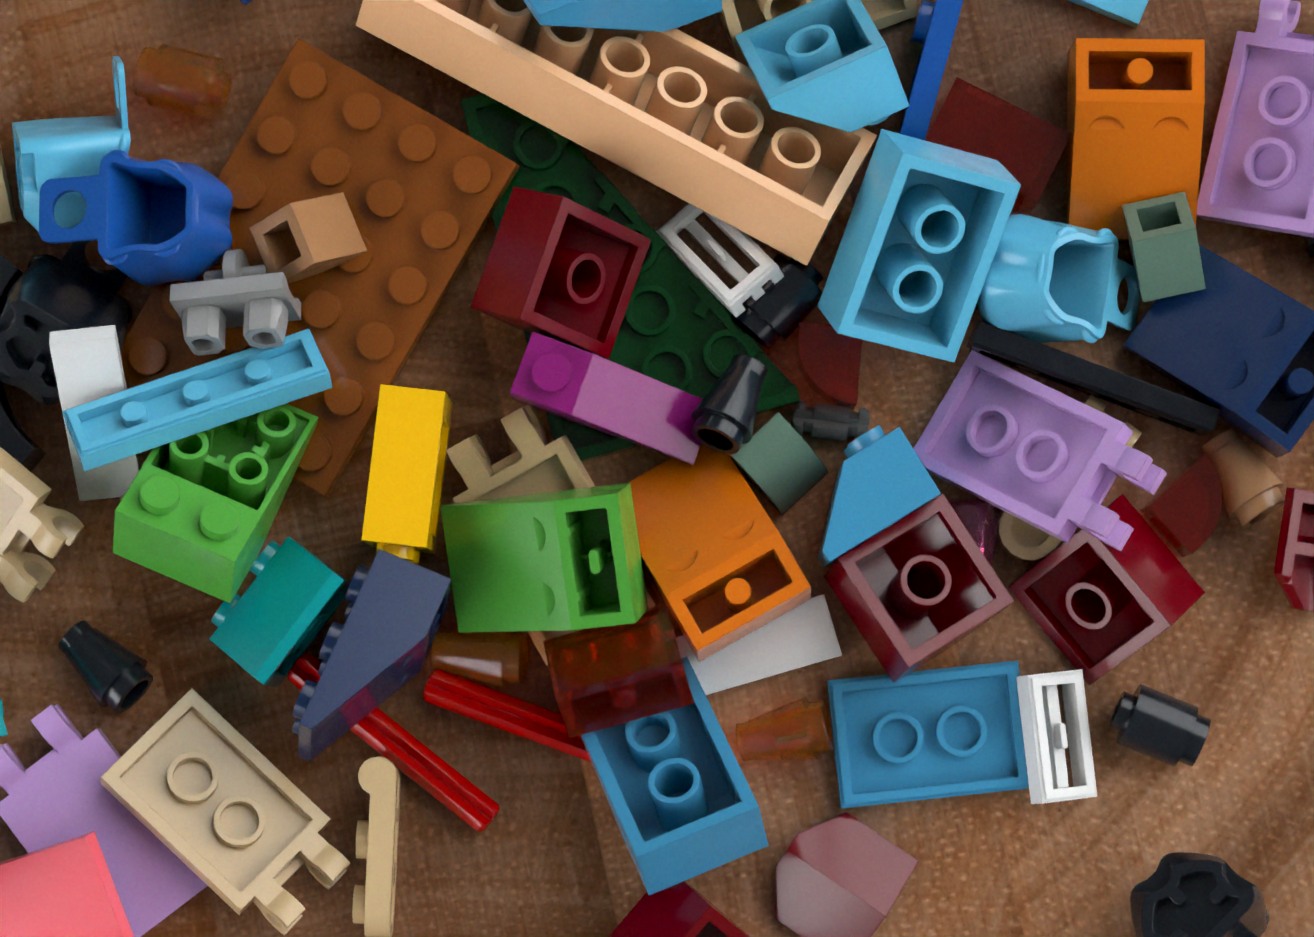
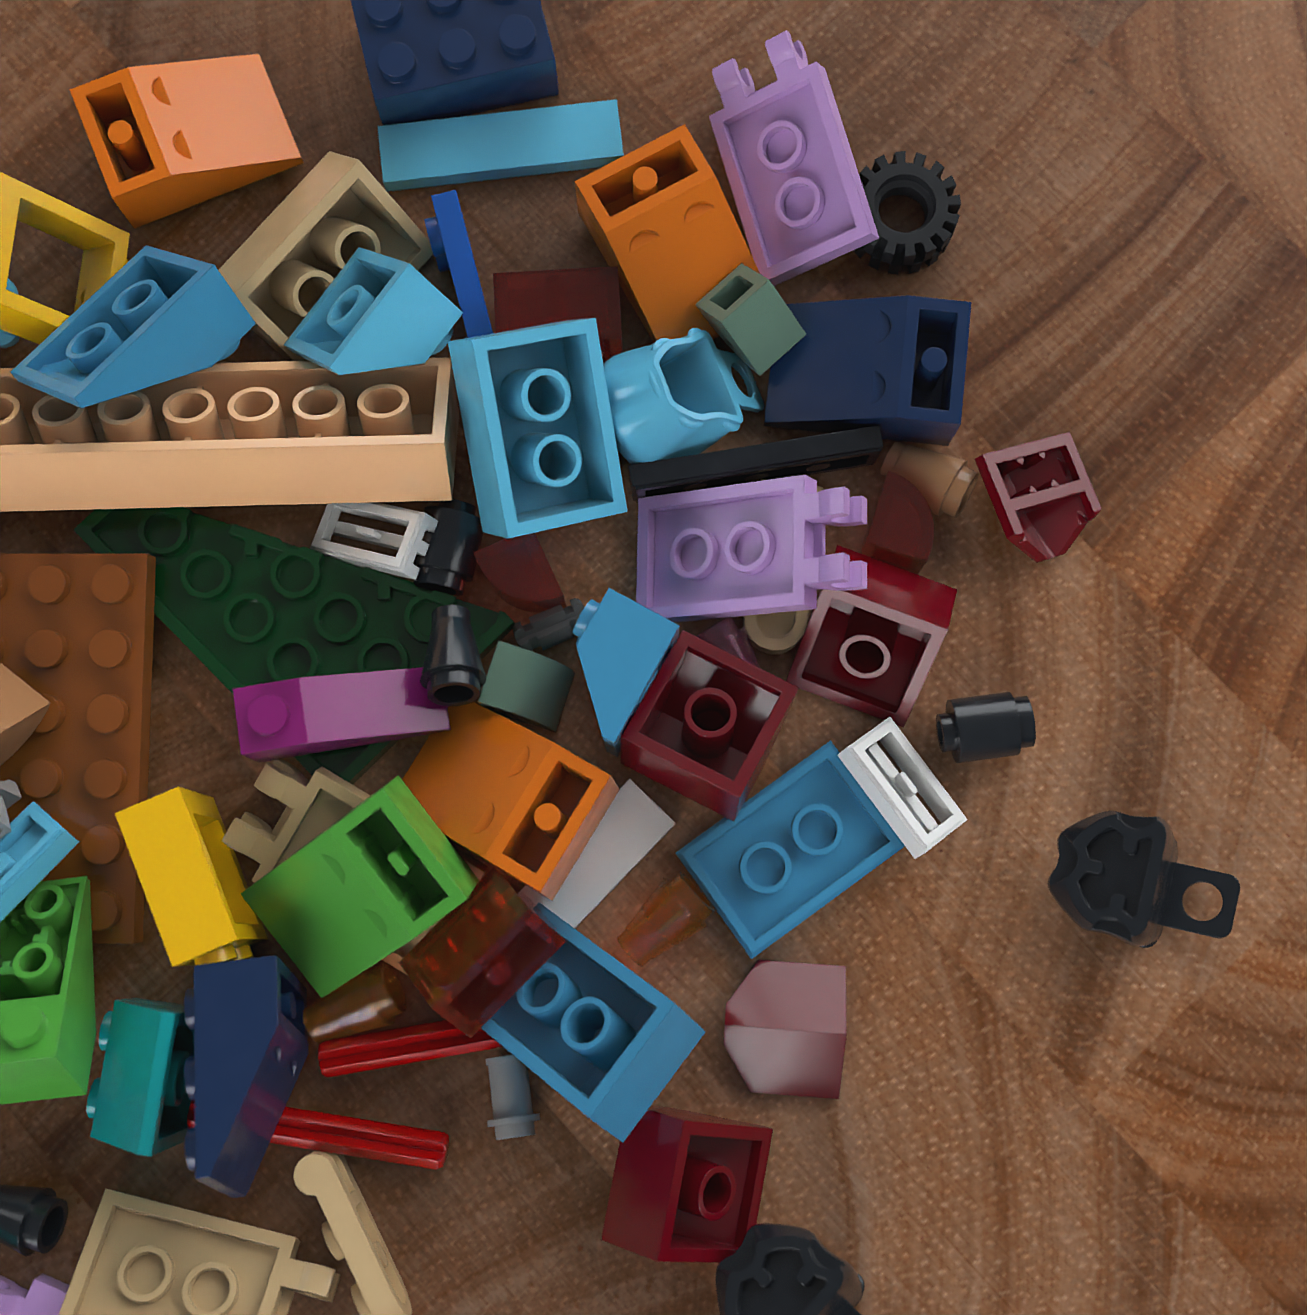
camera: 30 degrees left, 5 degrees down
(561, 271) = (235, 622): dark red slope -> none
(571, 807) = (510, 1098): none -> light grey pin

